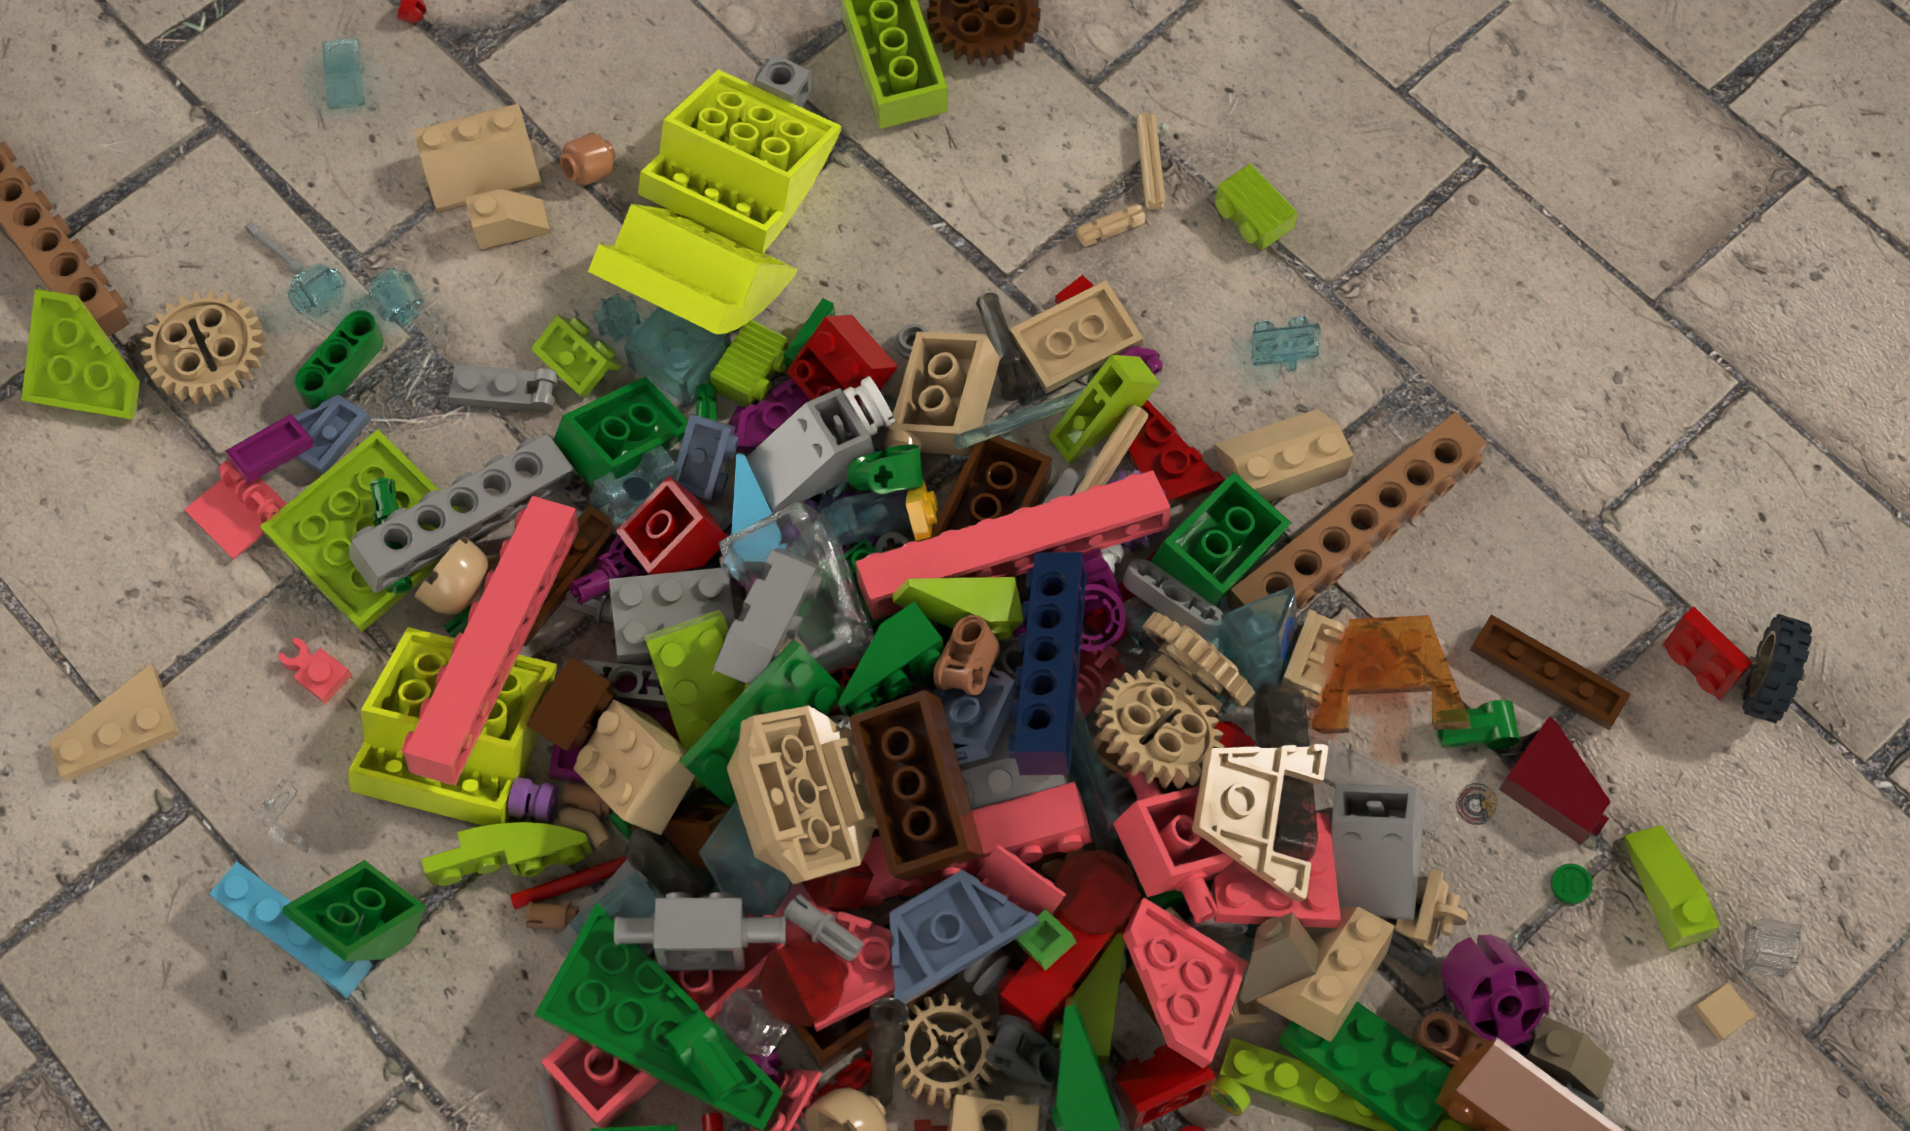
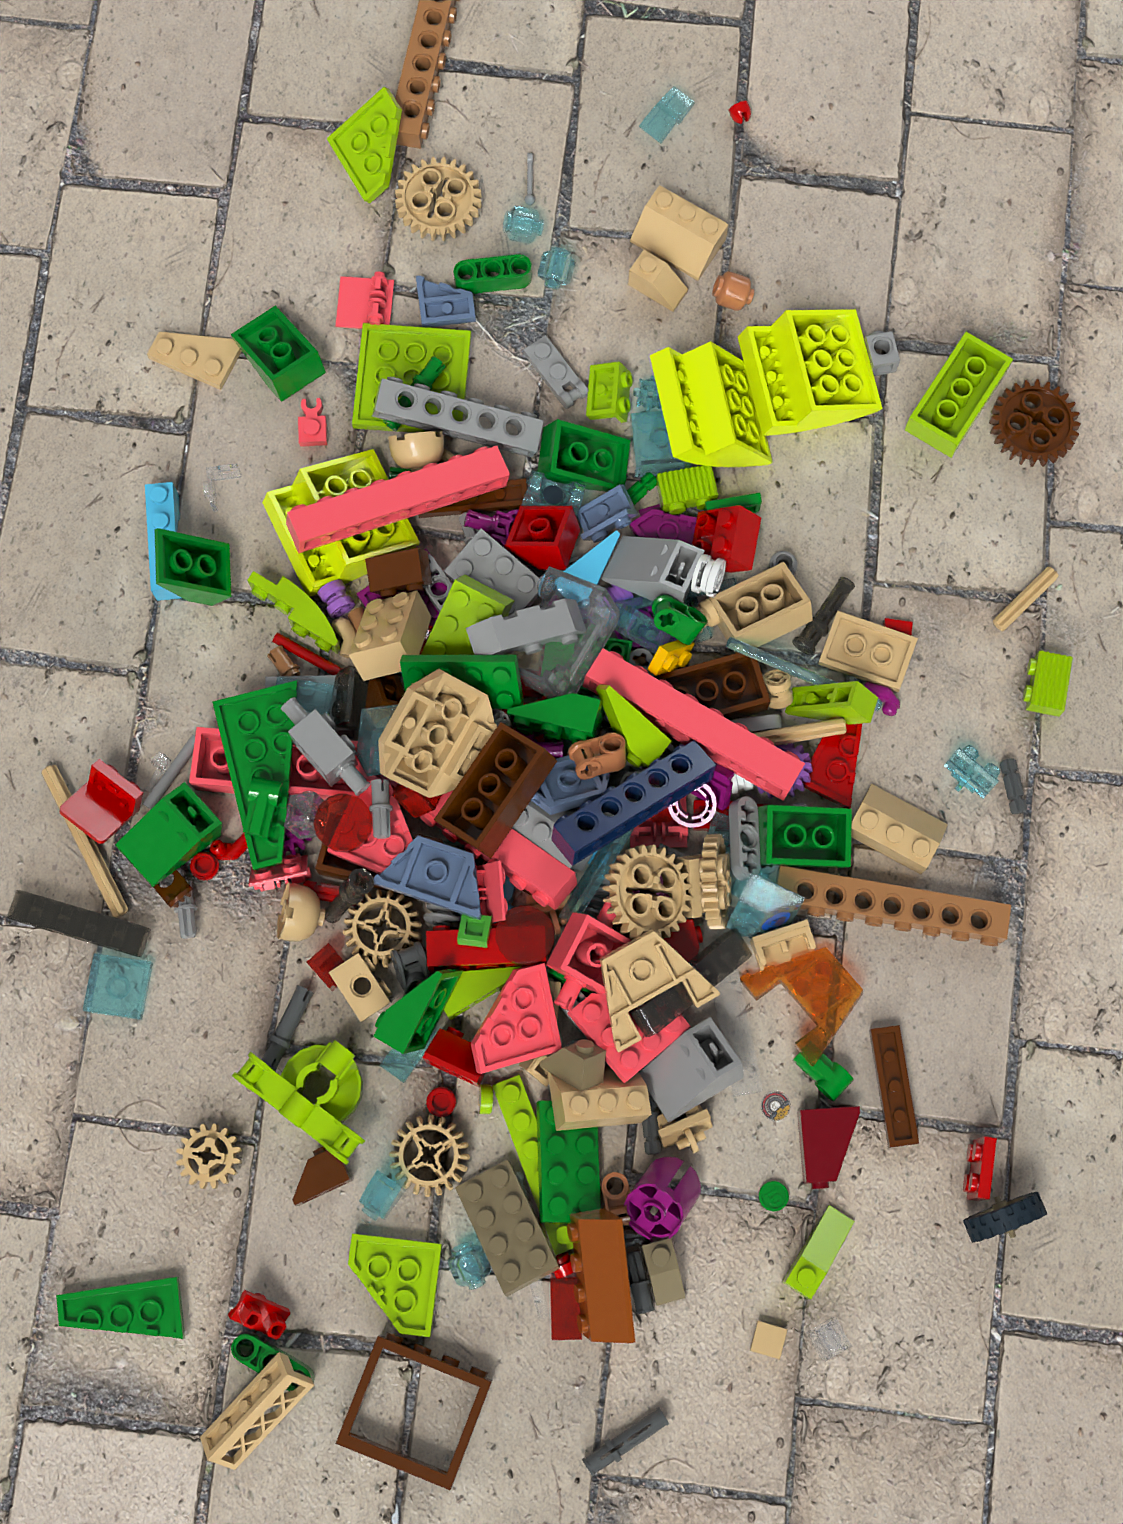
camera: 50 degrees right, 10 degrees up
(205, 636) = (279, 353): none -> green slope
(269, 448) = (407, 287): magenta tile -> none
(1039, 438) = (778, 688): none -> tan wheel
(1111, 225) = (961, 611): tan axle -> none
(1331, 320) = (1013, 786): none -> dark grey axle

